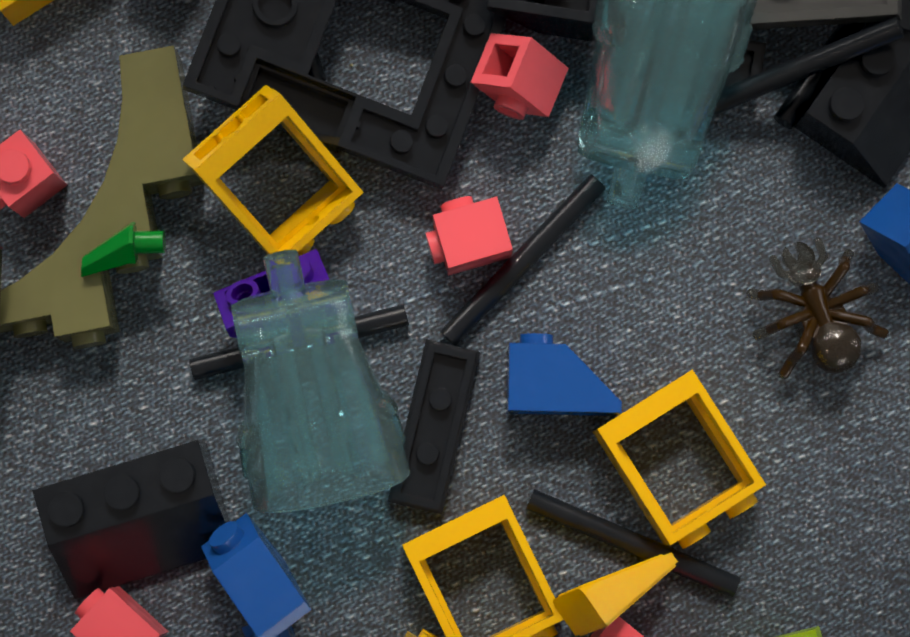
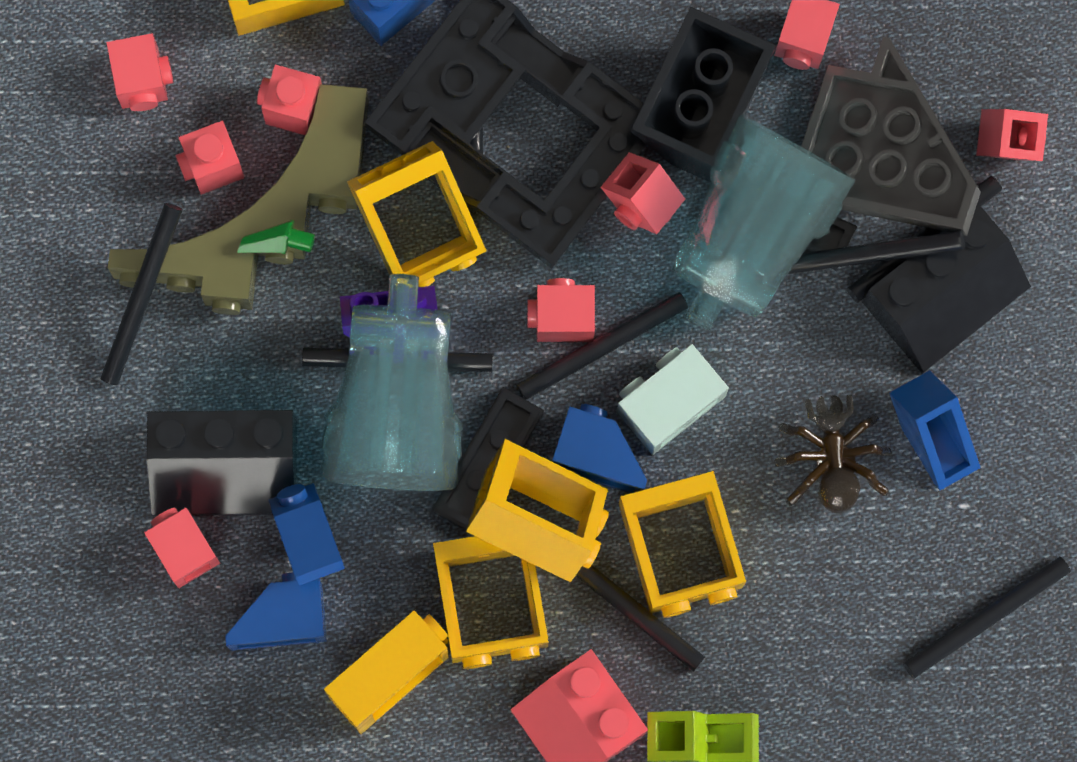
camera: 15 degrees right, 5 degrees down
(89, 82) = (289, 99): none -> coral brick
(502, 508) = (530, 535): none -> yellow window
(606, 598) = (582, 631): yellow slope -> none
(619, 297) = (670, 398): none -> light aqua brick

